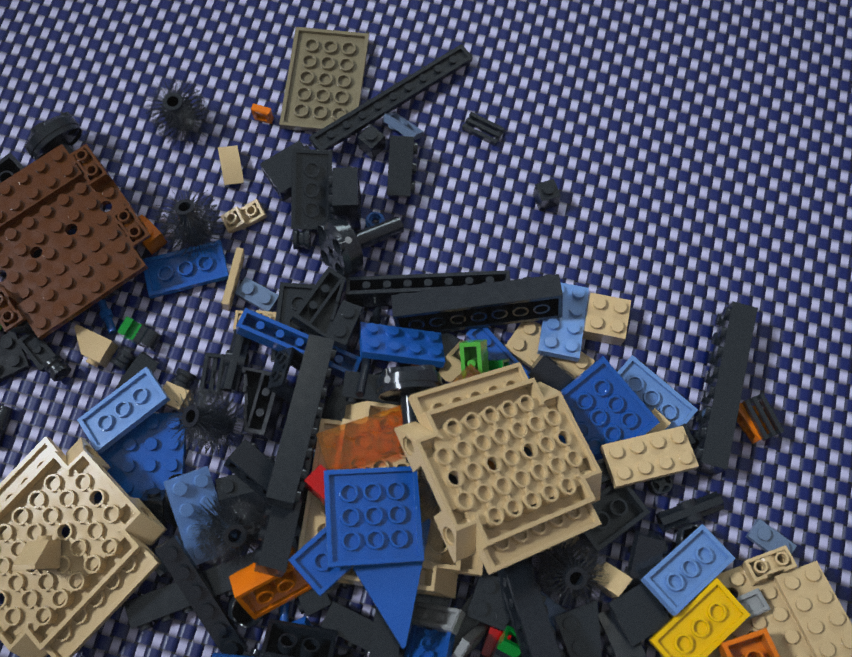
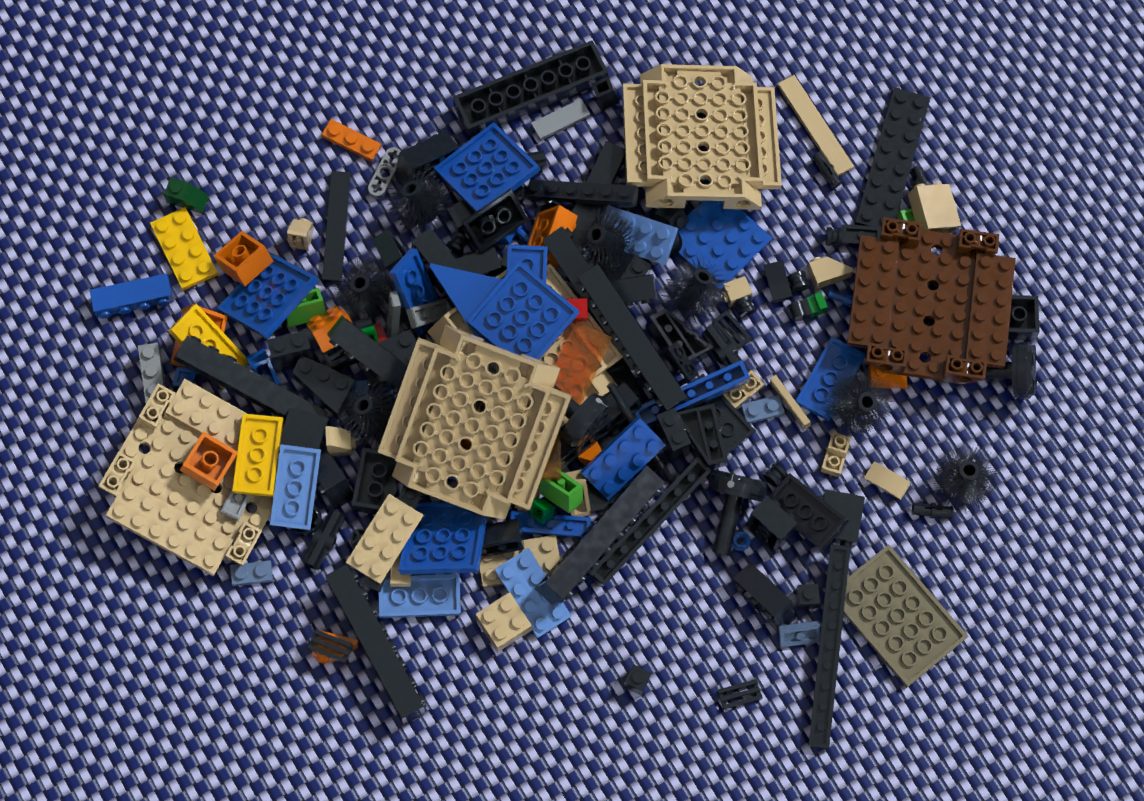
camera: 130 degrees right, 0 degrees up
(39, 554) = (698, 119): tan slope -> none
(123, 410) = (757, 249): medium blue plate -> none
(231, 127) = (932, 510): none -> black pin
(262, 113) = (911, 541): orange tile -> none

